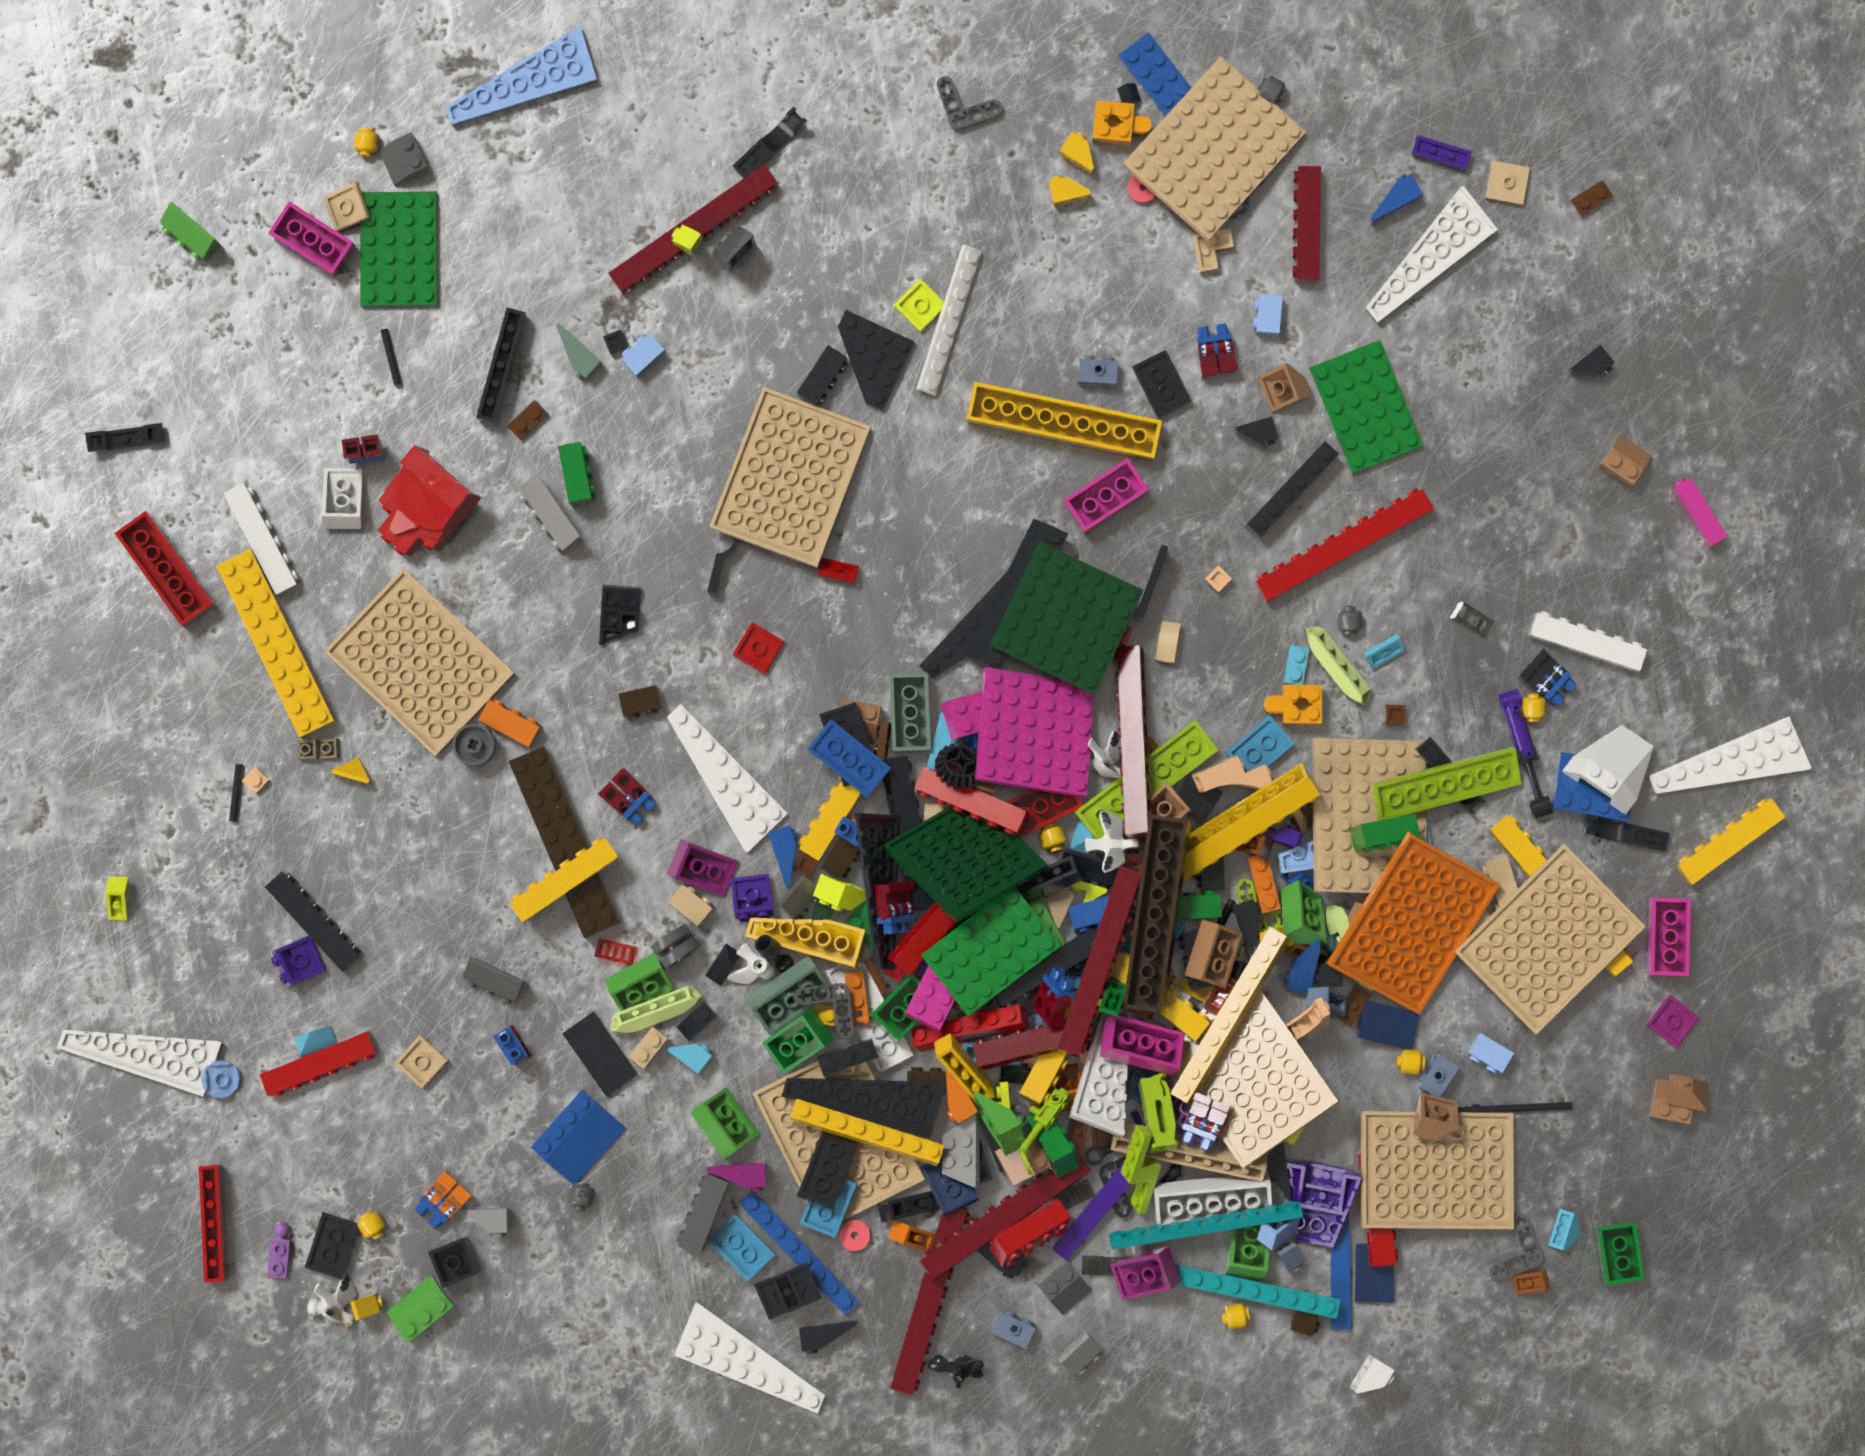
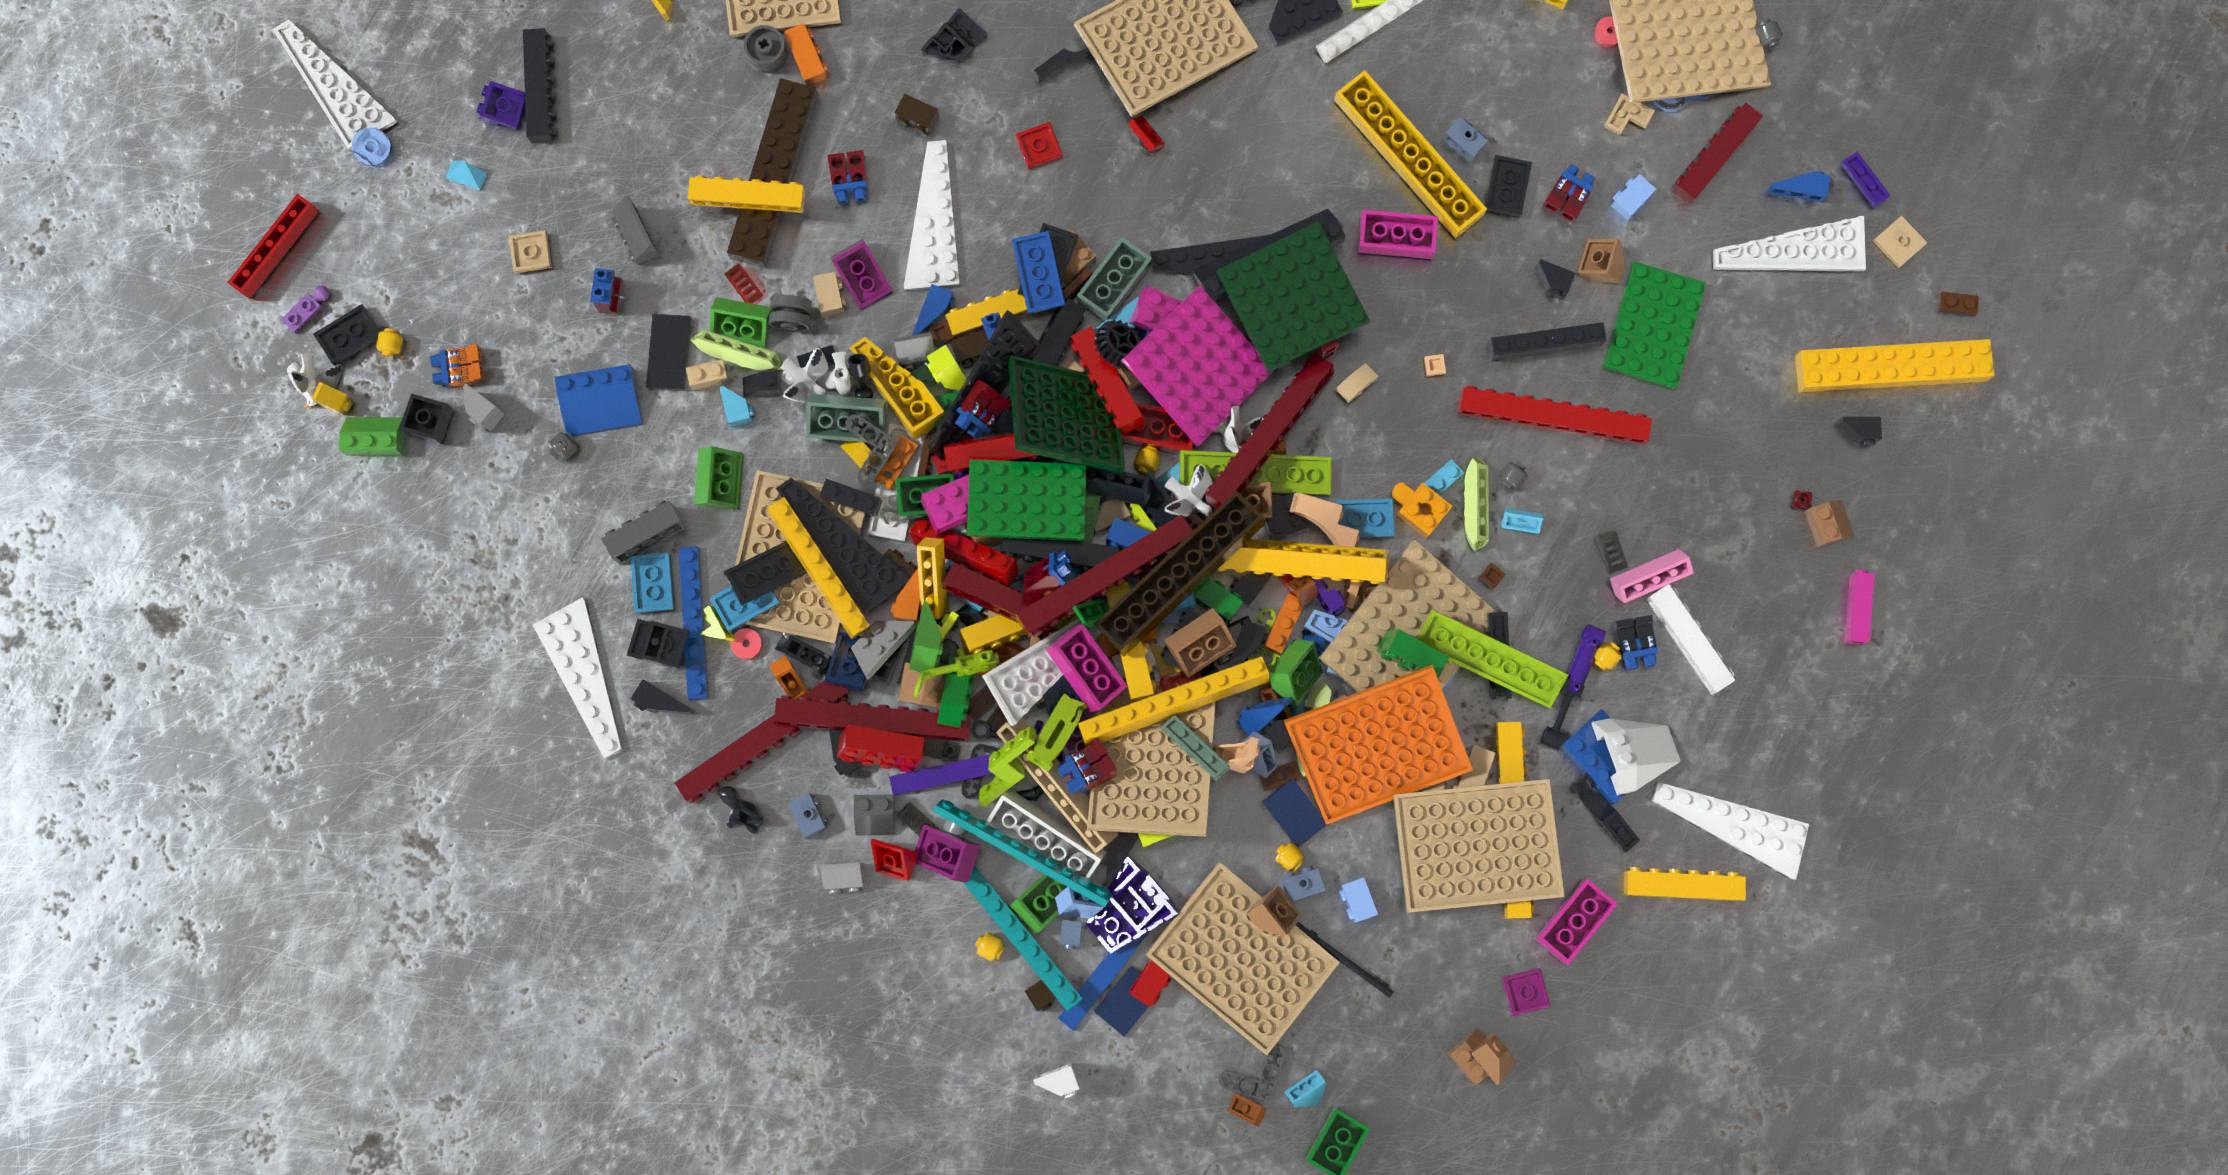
camera: 40 degrees right, 5 degrees down
(317, 1064) = (452, 192): red brick -> none
(730, 989) = (804, 379): none -> animal
(746, 1175) = (705, 533): magenta slope -> none
(752, 897) = (880, 324): dark purple plate -> none
(798, 1041) = (823, 457): green brick -> none
(825, 1241) = (717, 628): none -> neon yellow slope
(1108, 1310) = (893, 859): none -> red slope
(1151, 583) = (1380, 325): black tile -> none
(1275, 1039) = (1195, 747): none -> sand green tile
(1519, 616) = (1651, 576): none -> bright pink brick
(1579, 292) = (1894, 365): none -> yellow brick
(1589, 463) = (1807, 496): none -> dark red plate

